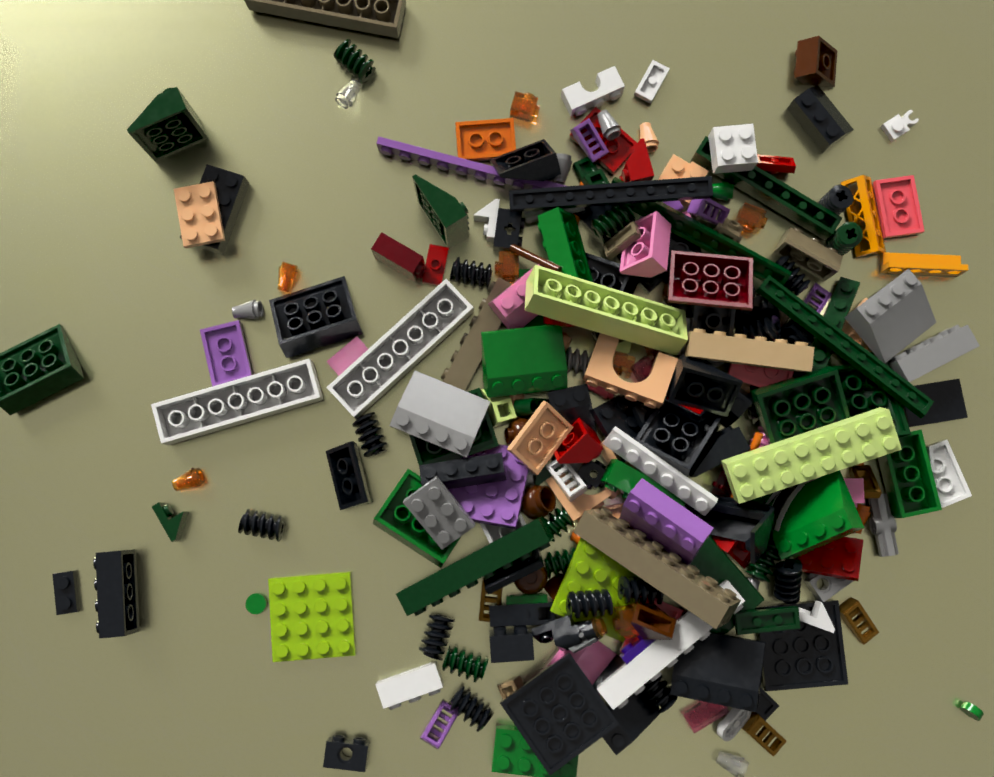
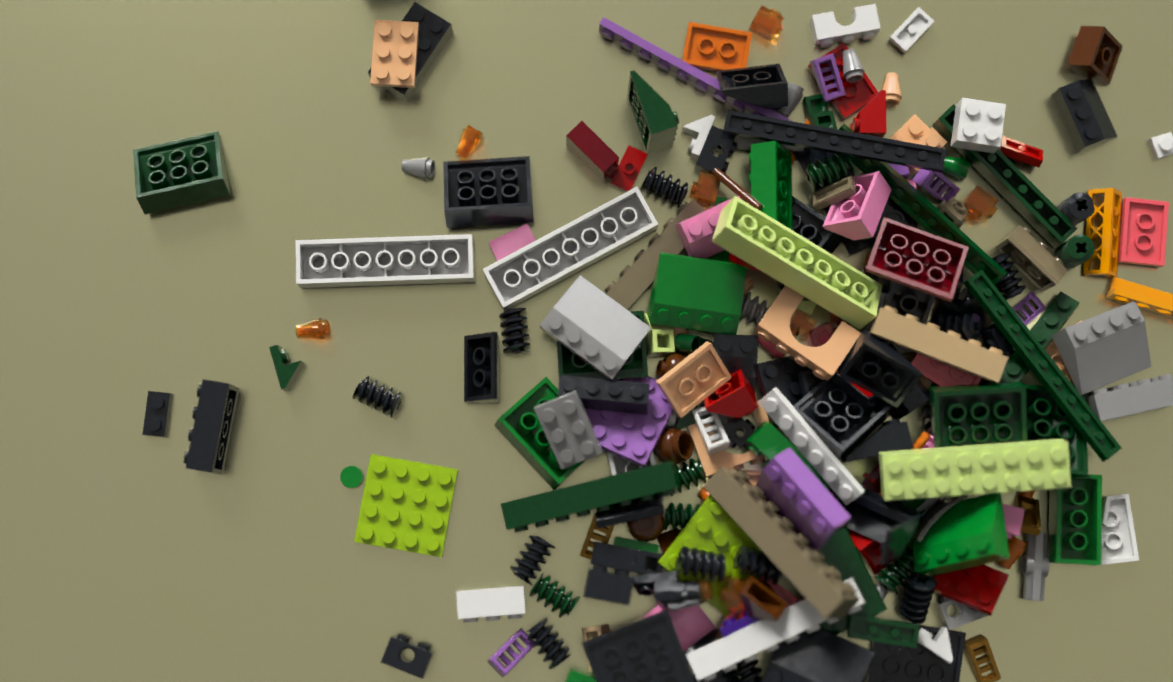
camera: 15 degrees right, 0 degrees up
(226, 352) = (384, 206): medium lavender plate -> none
(947, 403) = (1136, 457): black tile -> none

